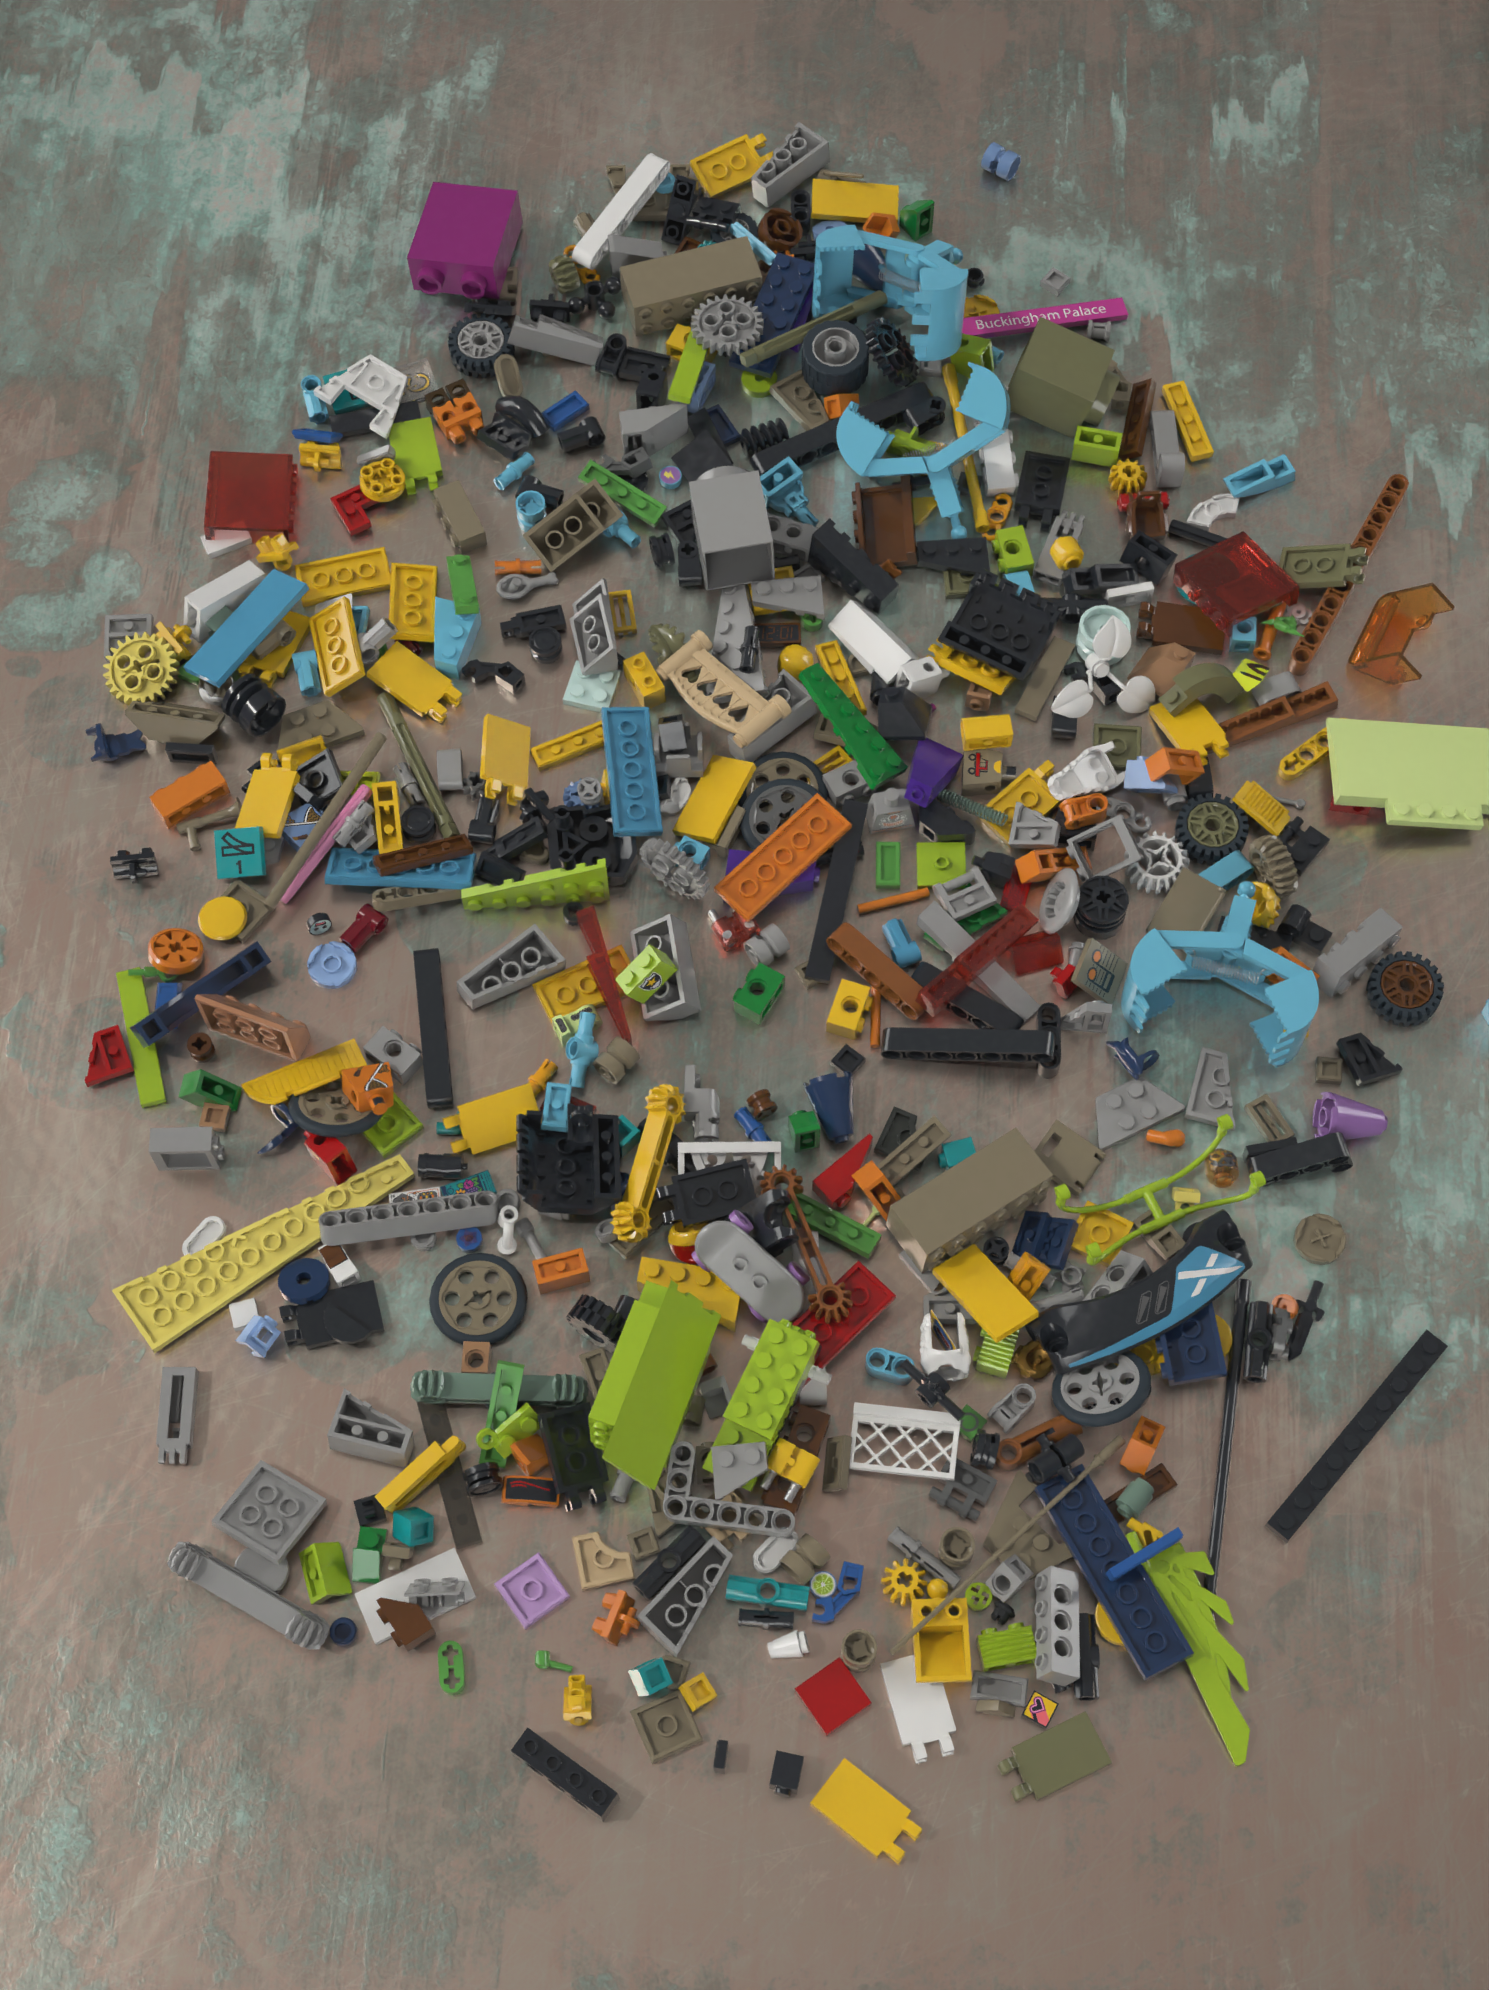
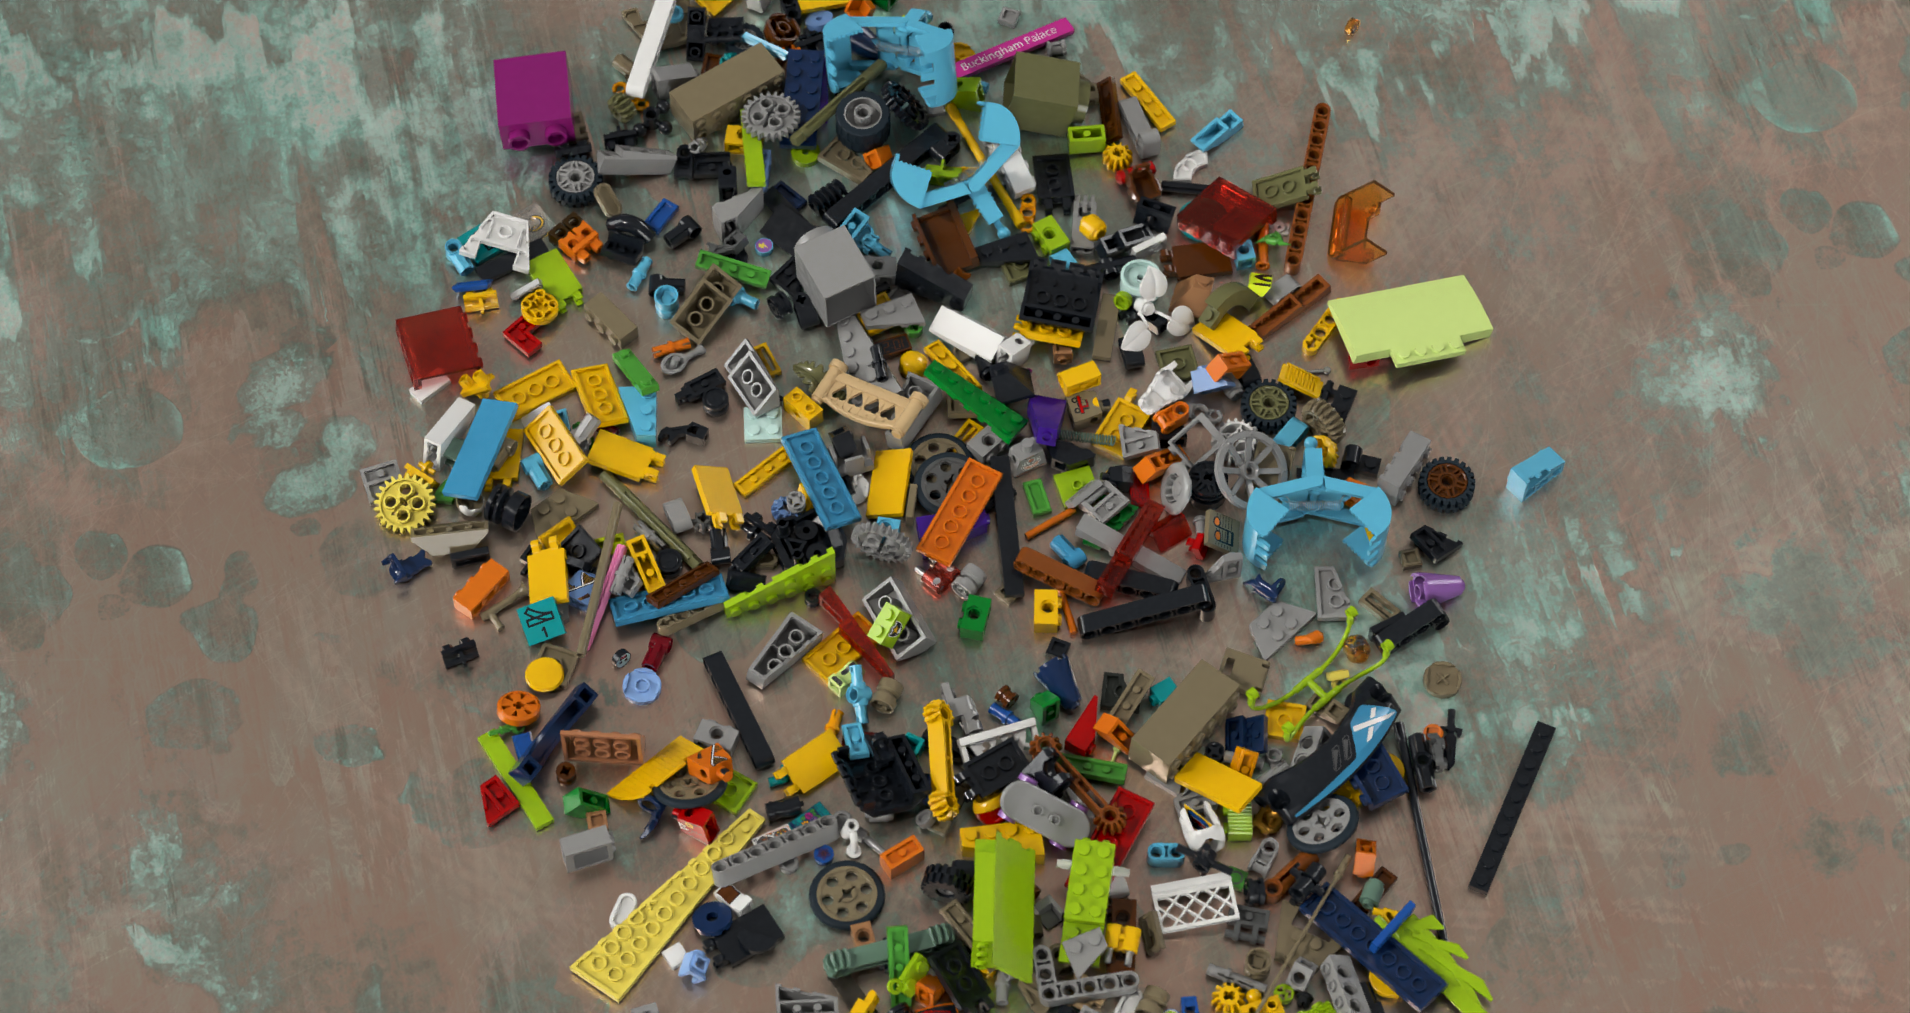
camera: 20 degrees left, 5 degrees down
(635, 338) = (702, 145): none -> light grey pin
(943, 875) = (1083, 493): none -> light grey tile
(1074, 651) = (1123, 300): none -> lime tile
(1163, 899) = (1251, 466): none -> light grey wheel
(1467, 393) = (1352, 26): none -> clear orange tile

